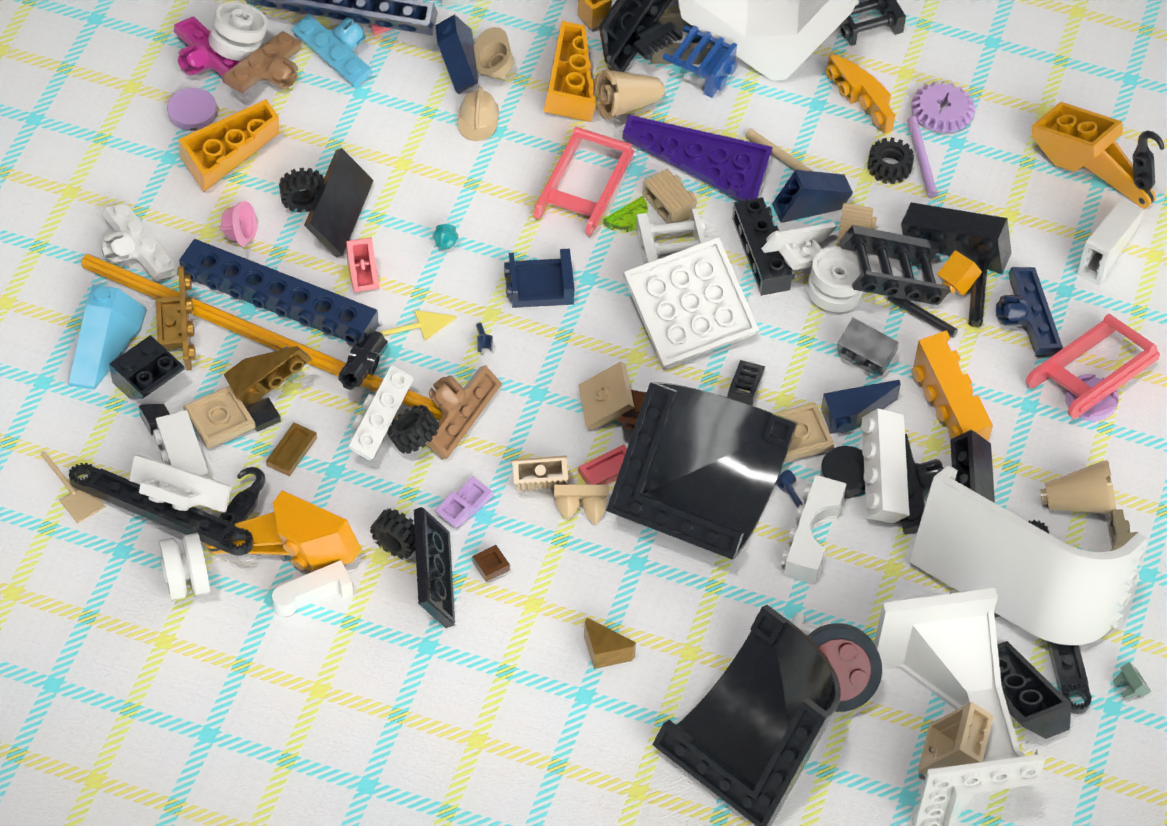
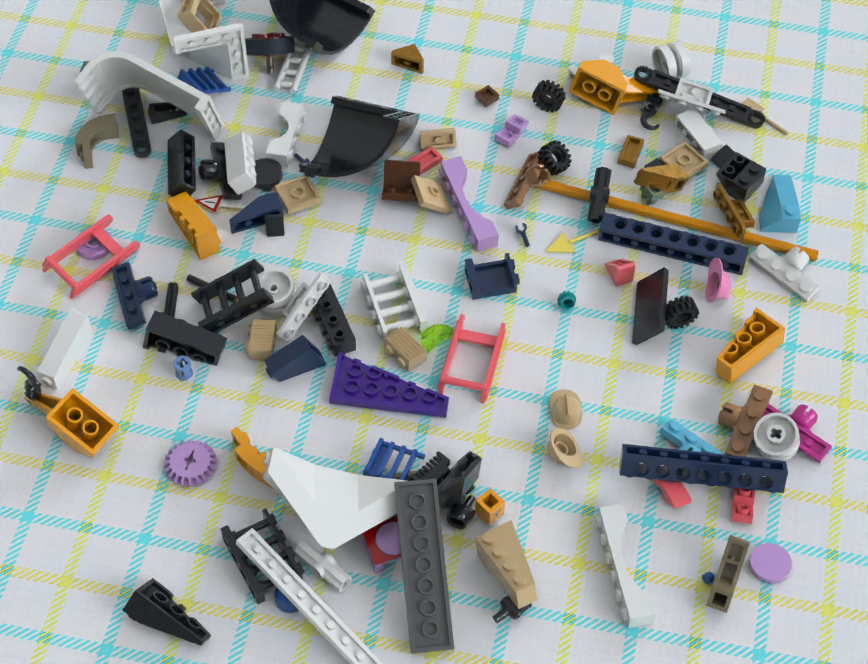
camera: 175 degrees right, 0 degrees up
(192, 108) = (789, 384): lavender tile -> none
(379, 413) = (580, 165): white bracket -> none
(434, 567) = (521, 79): black tile -> none
(458, 53) = (596, 454): dark blue slope -> none
(540, 472) = (465, 141): tan brick -> none
(542, 344) = (481, 230): none -> lavender arch
(570, 78) = (499, 438): light orange wedge -> none
(625, 92) = (449, 429): tan cone -> none
(690, 302) = (380, 256): white plate -> none
(745, 397) = (336, 212): black slope -> none
(776, 151) = (317, 400): tan bar -> none
(831, 386) = (274, 225): none -> black slope
(867, 347) = (251, 246): brick -> none
(893, 150) = (238, 412): black tyre -> none
(922, 157) = (209, 416): lavender bar -> none
(926, 442) = (213, 203): none -> white piece
(959, 273) = (184, 307): light orange brick -> none
(963, 201) = (178, 365): none -> medium blue bush
(1031, 696) = (154, 47): black wedge -> none
(1082, 490) = (108, 169): tan cone -> none

